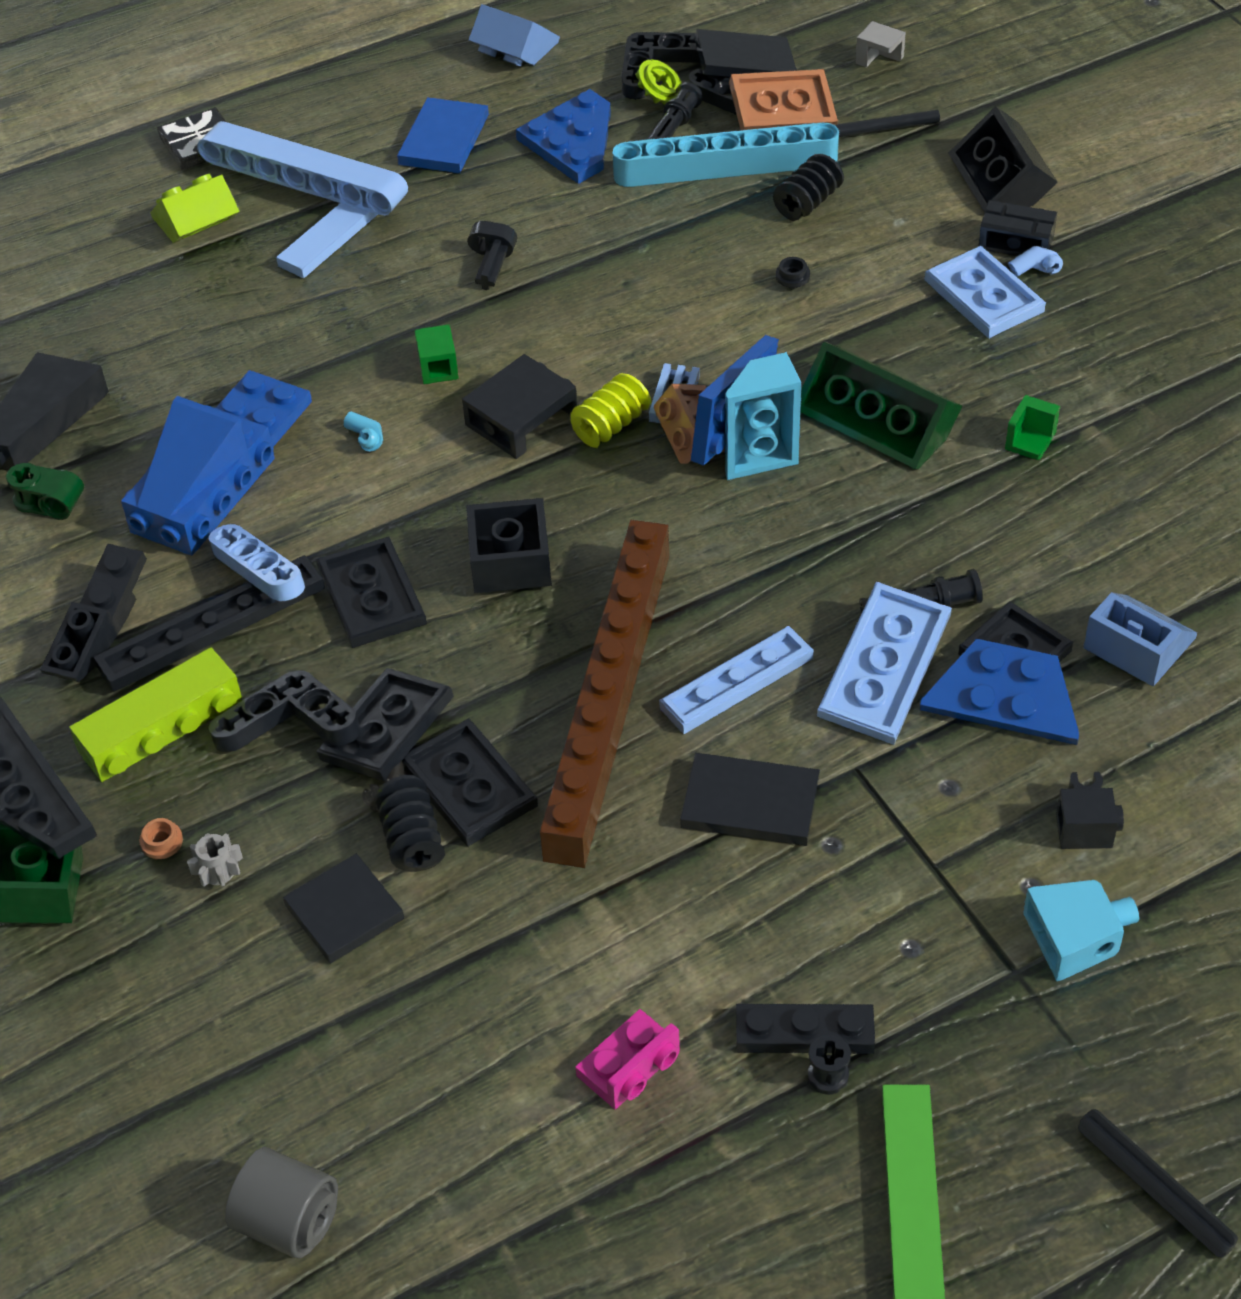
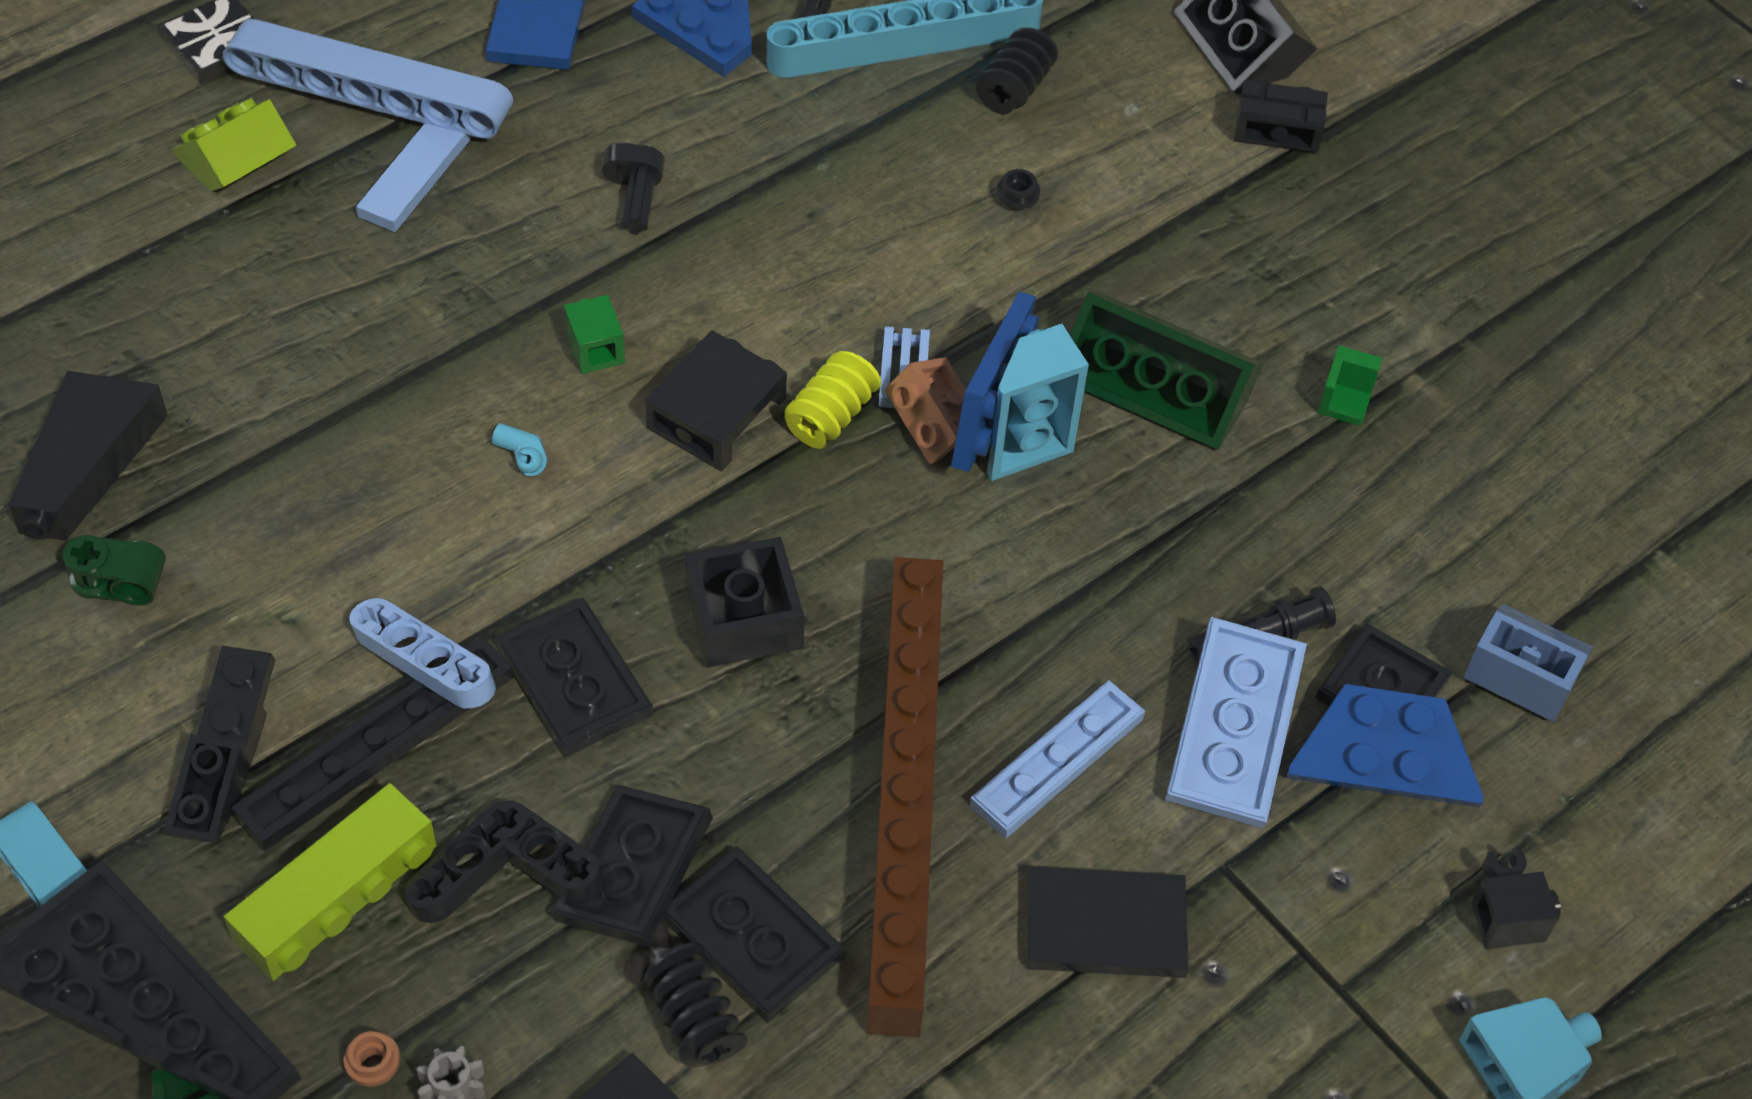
camera: 15 degrees left, 5 degrees up
(210, 460) = (332, 509): blue wedge -> none
(985, 291) = (1254, 200): light blue tile -> none
(1036, 258) = (1311, 153): light blue arm -> none

